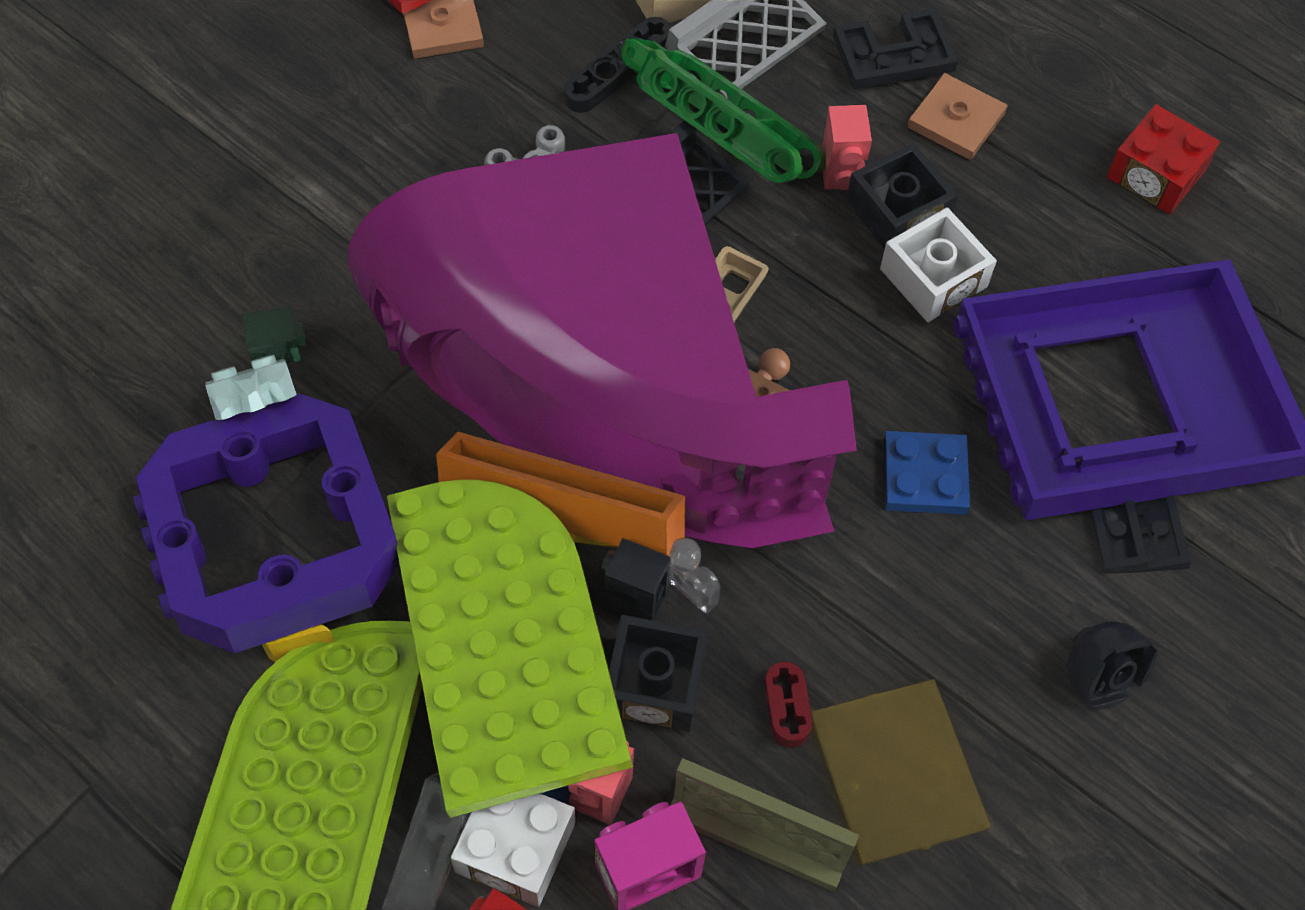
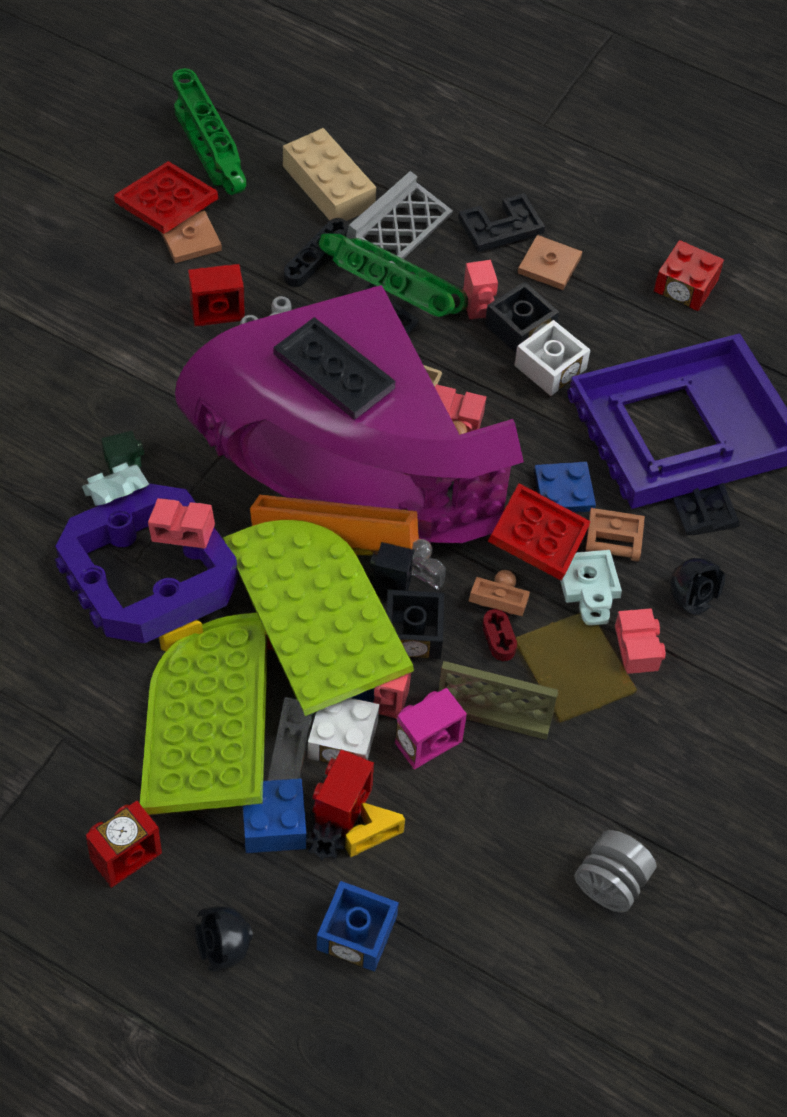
camera: 10 degrees left, 5 degrees down
(323, 470) = (181, 524): none -> coral brick
(456, 112) = (216, 294): none -> red brick
(574, 263) = (334, 368): none -> black plate
(771, 324) = (463, 408): none -> coral brick
(799, 636) = (500, 593): none -> nougat plate
(874, 546) = (539, 531): none -> red plate
(943, 655) = (593, 593): none -> light aqua plate
(994, 547) = (617, 527): none -> nougat plate
(1005, 746) = (638, 641): none -> coral brick

